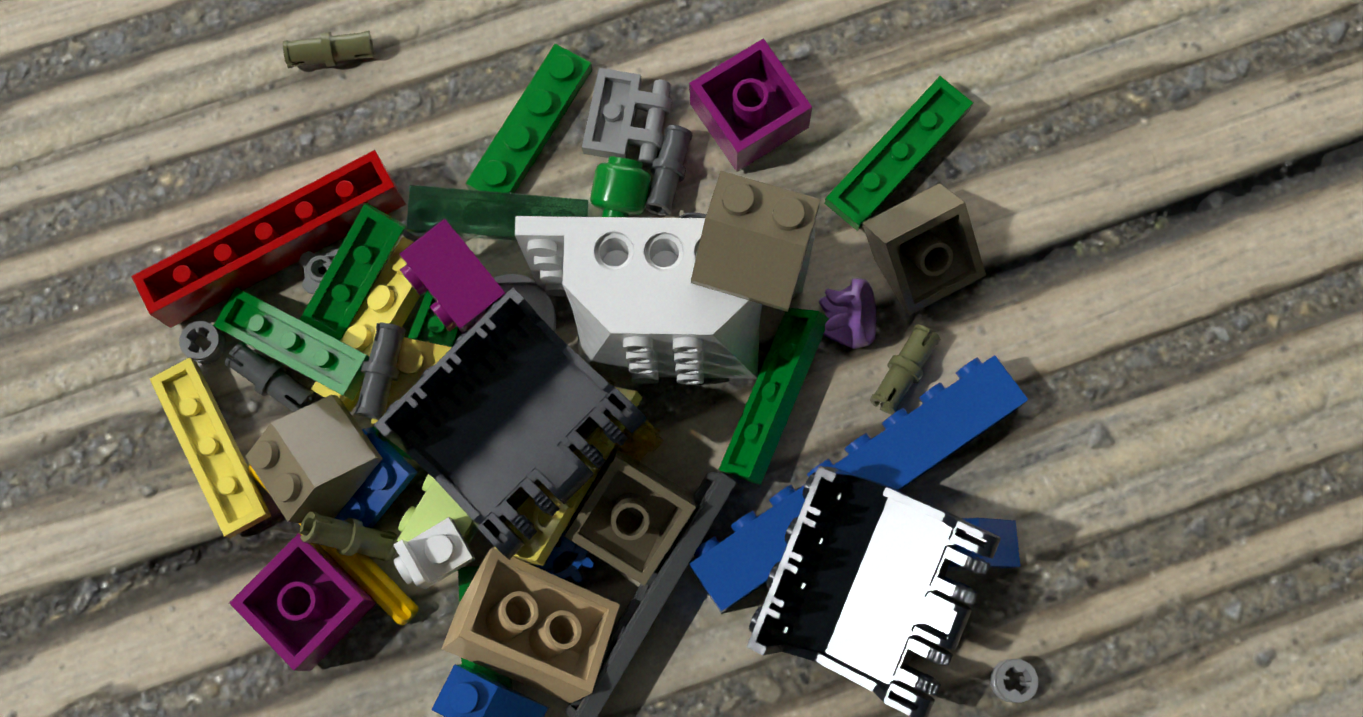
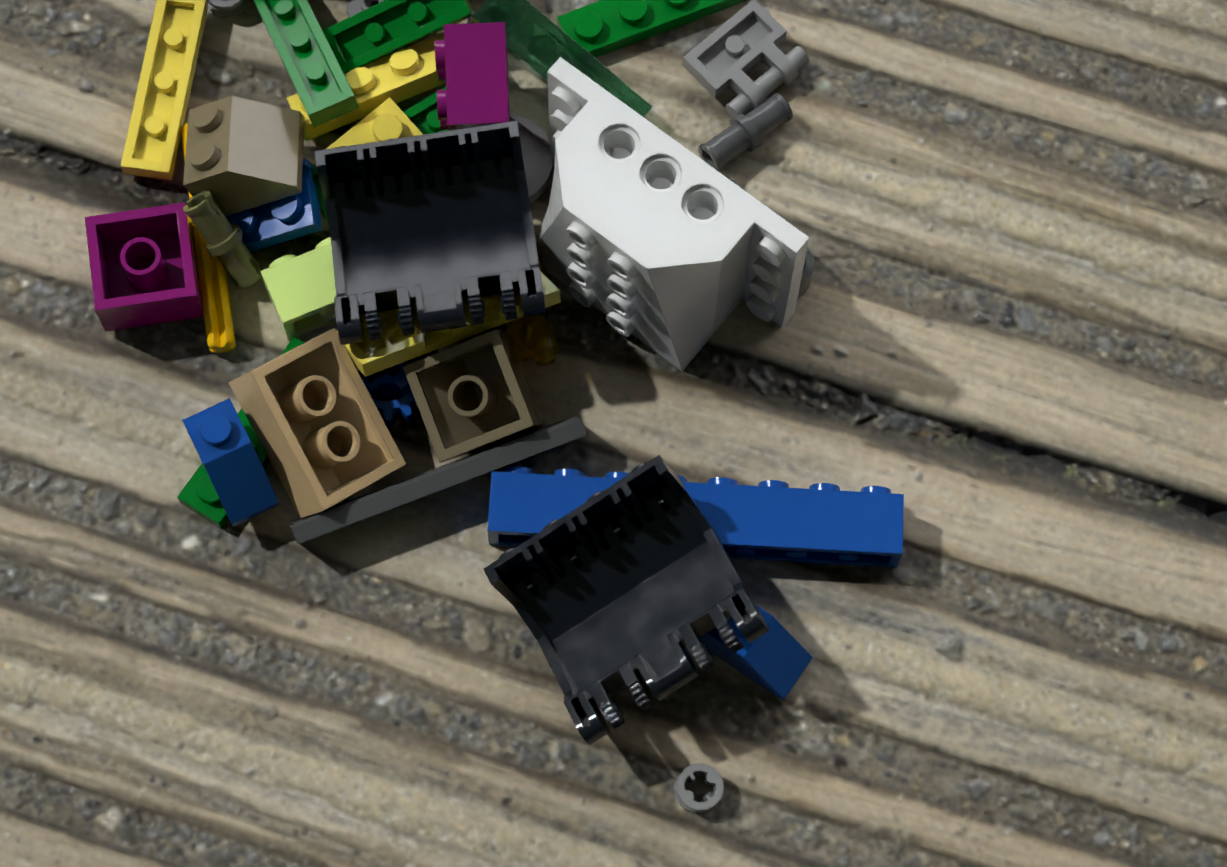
camera: 30 degrees right, 5 degrees down
(269, 377) = (258, 61): dark grey pin -> none
(380, 371) = (357, 115): dark grey pin -> none
(432, 554) = (281, 302): white bracket -> none
(620, 187) = (690, 115): green head -> none
(750, 104) = (862, 125): magenta brick -> none
(754, 240) = (740, 214): dark tan slope -> none
(774, 395) = (683, 390): green plate -> none
(850, 314) = (809, 371): medium lavender piece -> none
(898, 153) = (967, 265): green plate -> none
(905, 369) = (818, 454): olive pin -> none
(925, 247) = (921, 364): dark tan slope -> none

